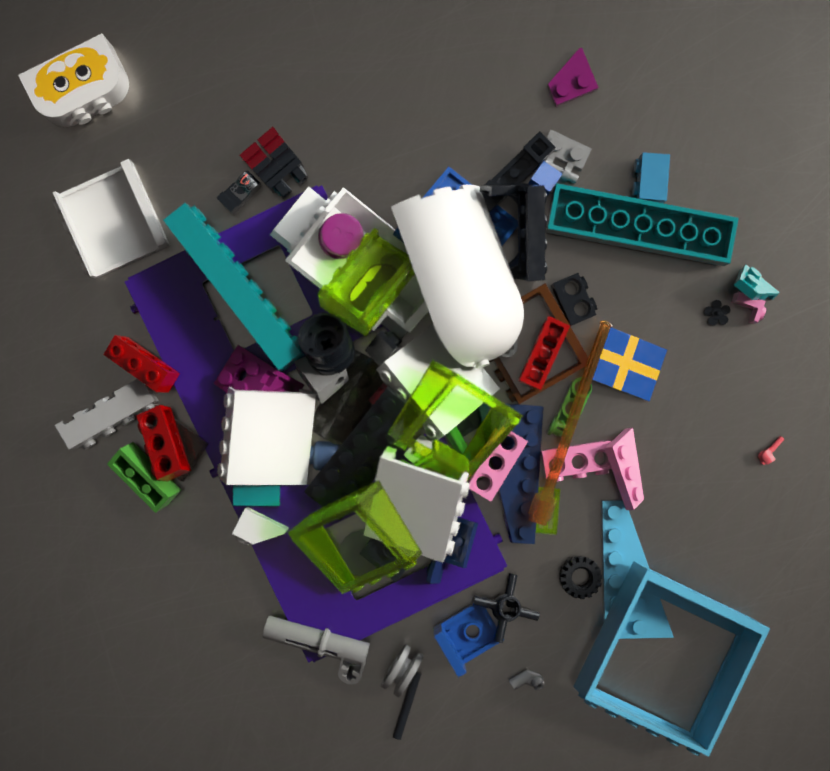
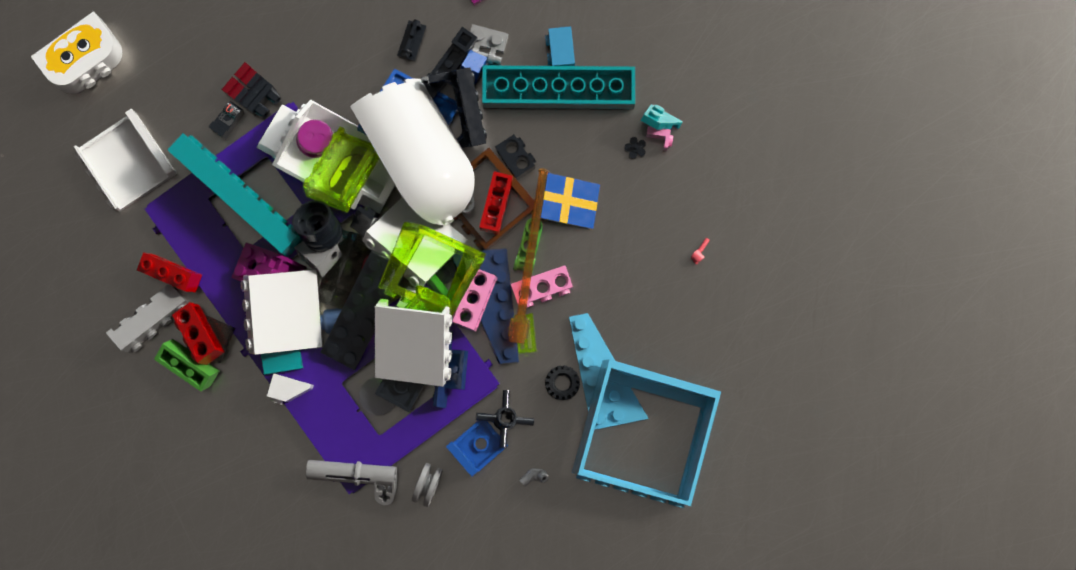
camera: 10 degrees left, 5 degrees down
(383, 519) = (385, 355): clear neon green windscreen -> none
(406, 706) = (437, 516): black bar -> none
(475, 135) = (412, 40): none -> black hinge
(625, 467) = (582, 285): bright pink wing -> none

